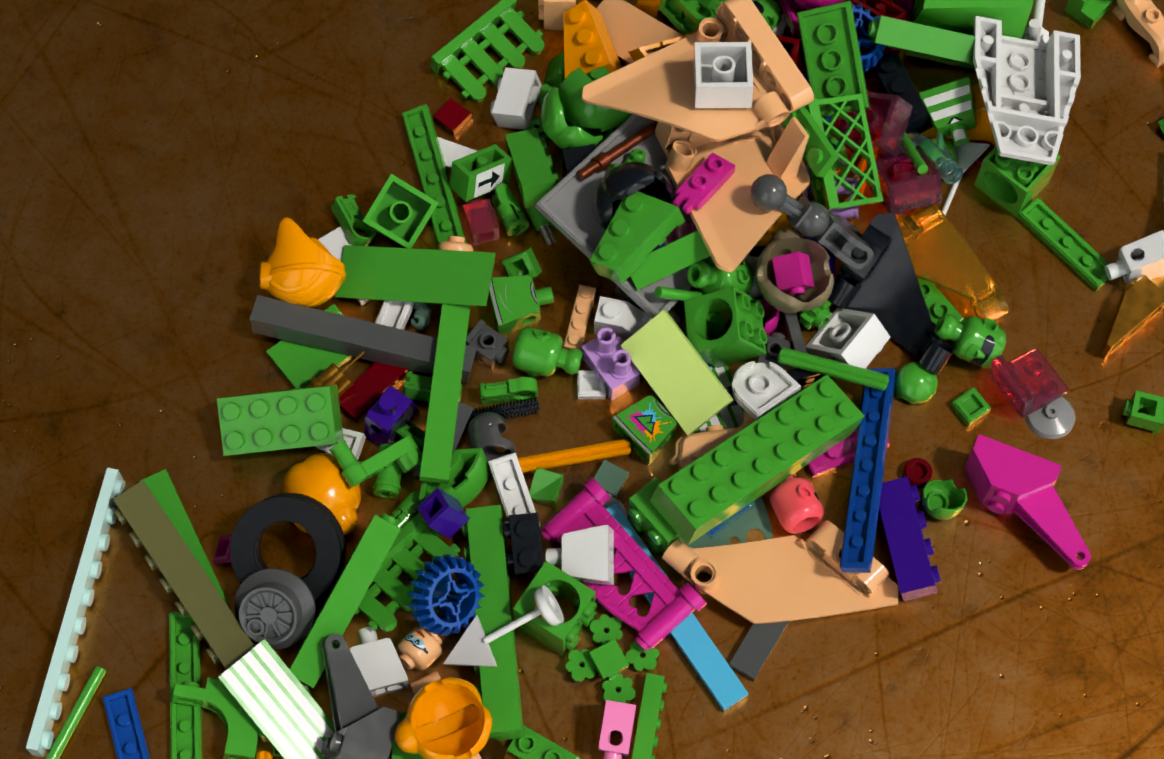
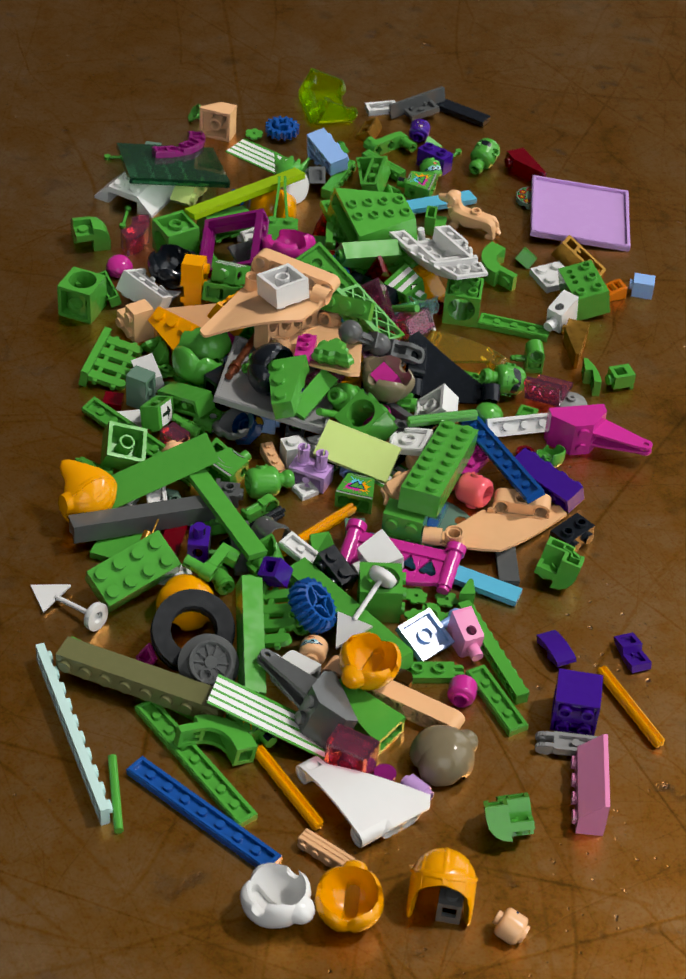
camera: 35 degrees left, 25 degrees down
(181, 390) = (47, 594): none -> white piece
(485, 120) = (139, 386): none -> sand green panel
(554, 45) = (150, 345): none -> bright green slope
(559, 250) = (238, 426): none -> piece
(571, 701) = (426, 634): none -> plate
(608, 659) = (435, 603): bright green tile -> none
(669, 665) = (468, 592): none -> bright green slope
(724, 215) = (333, 353): none -> bright green rock
(788, 151) = (342, 311): light nougat slope -> none
(817, 686) = (559, 564): none -> bright green brick
(874, 645) = (574, 531): none -> black brick
(931, 72) = (379, 270): none -> dark red slope
(942, 422) = (517, 424): none -> white plate
(1045, 317) = (533, 357): none -> bright green piece
(1106, 387) = (591, 376): none -> bright green slope
(1120, 105) = (492, 258): none -> bright green arch

